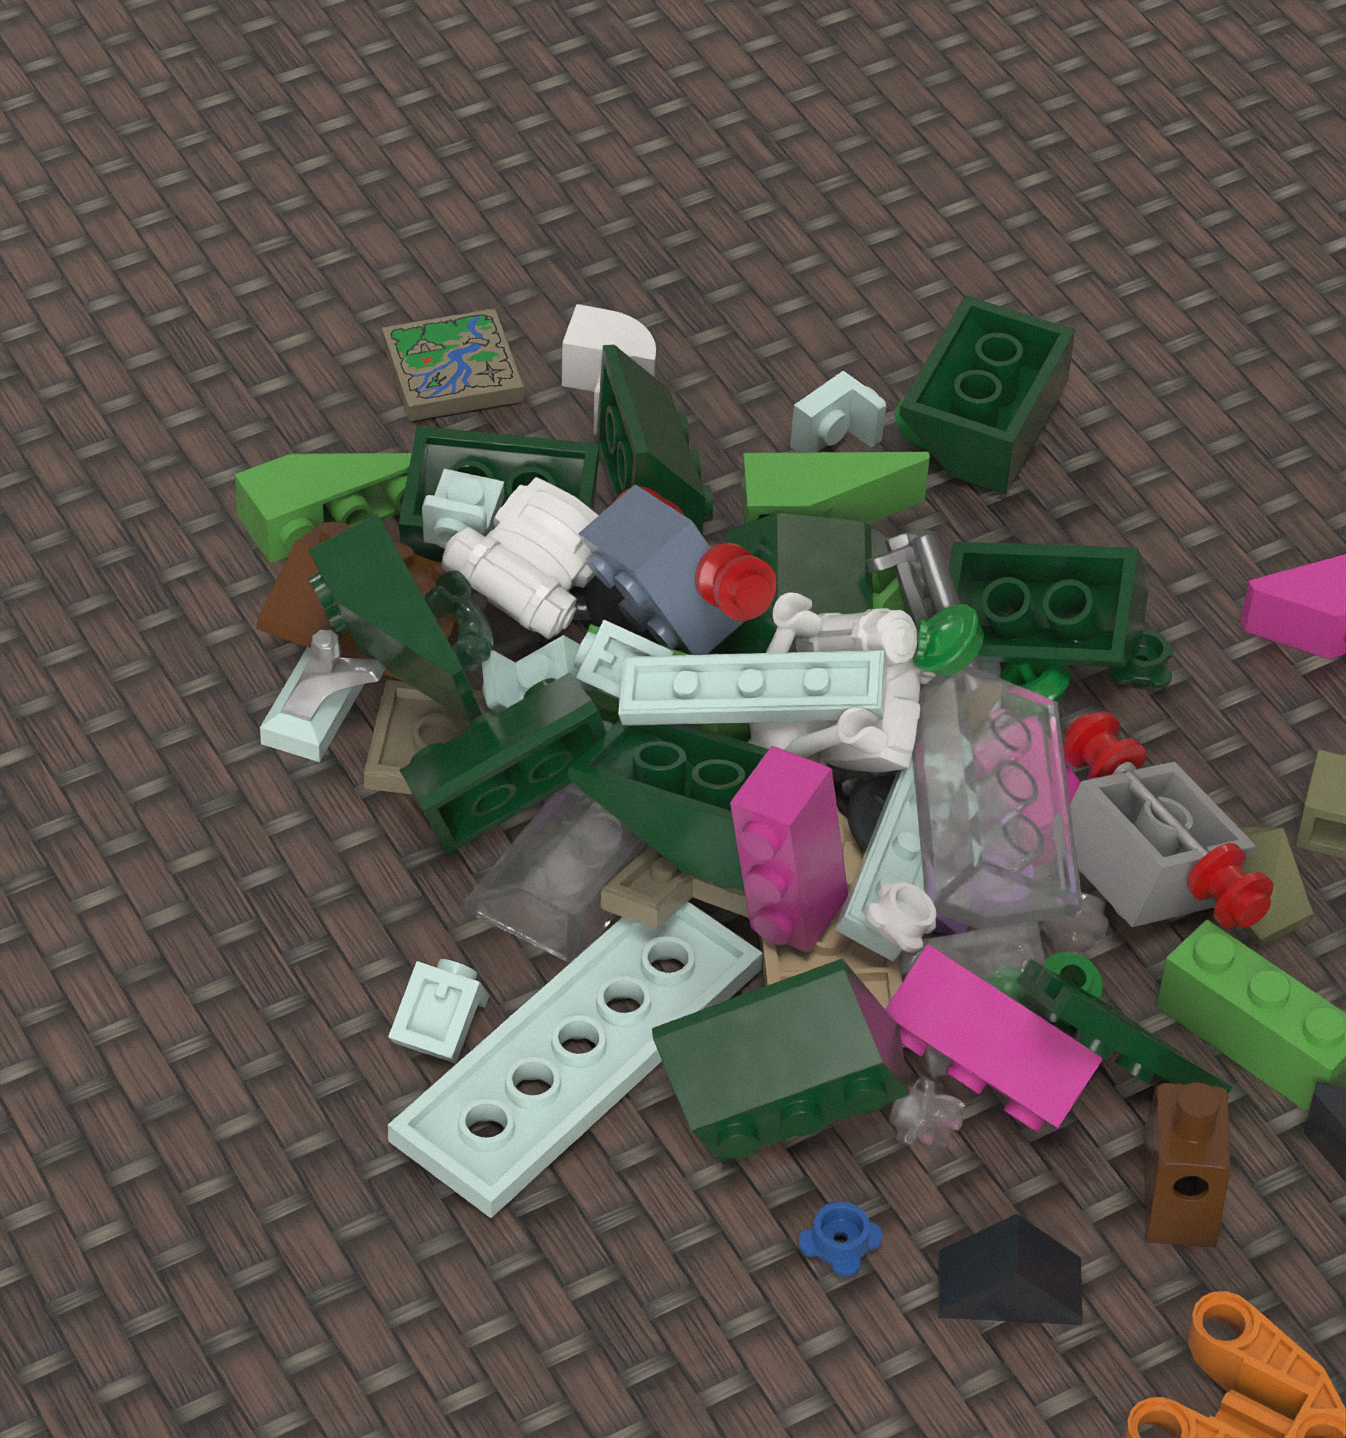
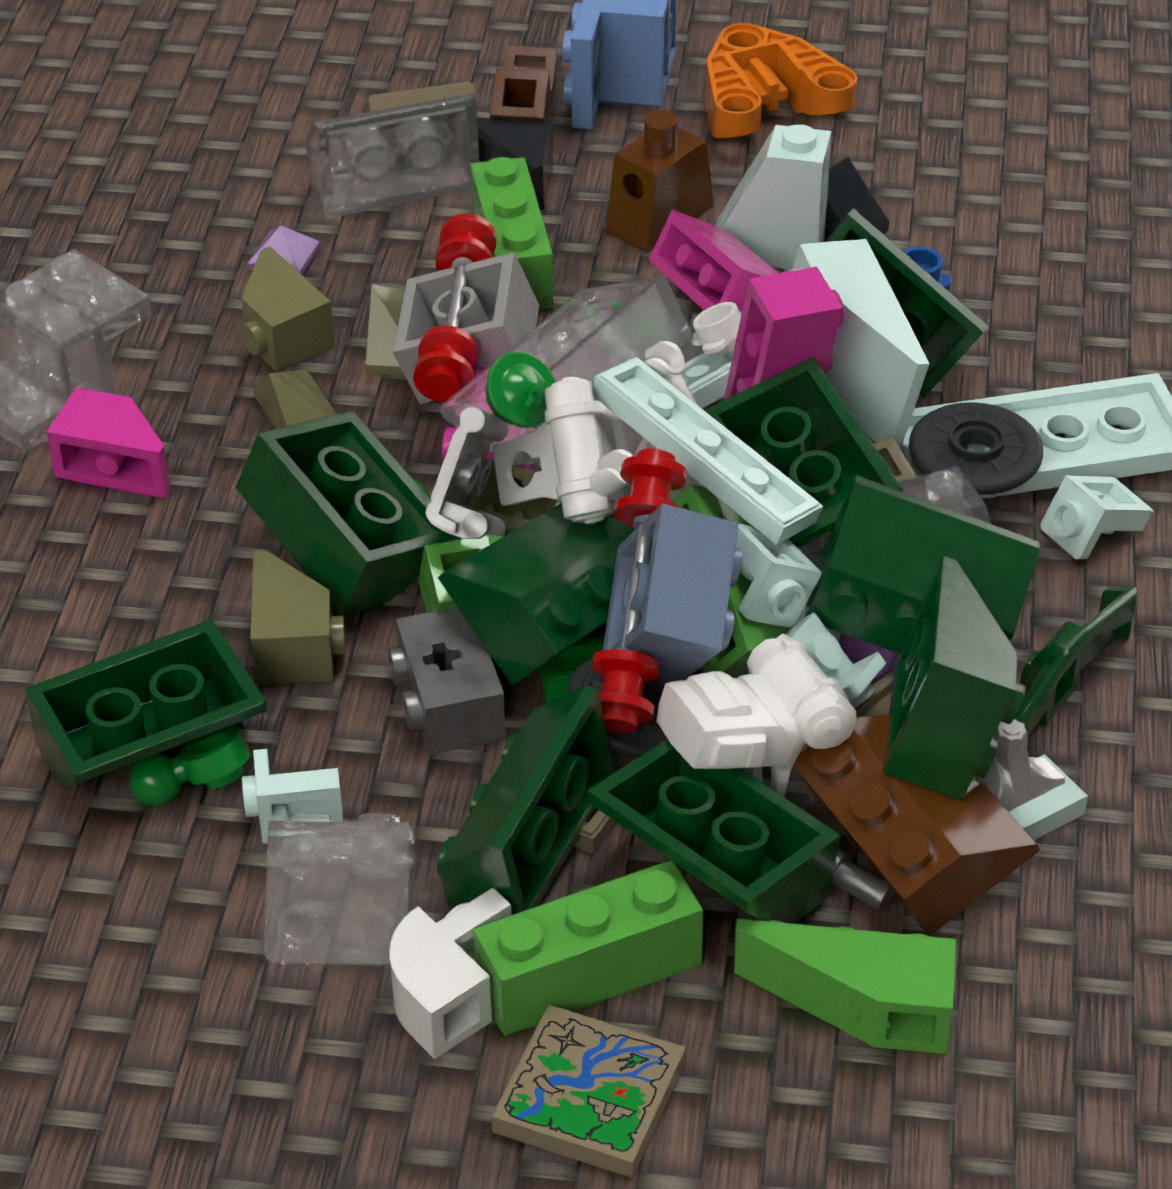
camera: 140 degrees left, 5 degrees down
(353, 810) = (1055, 669): none -> dark green plate
(461, 503) = (784, 786): light aqua bracket -> none
(475, 636) = (870, 692): clear green arm -> none
(543, 392) = (590, 945): none -> bright green brick
(585, 1014) = (1012, 441): none -> black wheel
(745, 386) = (336, 888): none -> clear bracket
(751, 928) = (875, 351): none -> light aqua slope
(833, 484) = (438, 649): bright green slope -> none
(988, 514) = (291, 625): none -> olive slope
(1025, 1166) = (782, 195): none -> light aqua slope
(1107, 1029) = (649, 226): dark green wing -> none
(1234, 741) = (291, 398): none -> olive slope

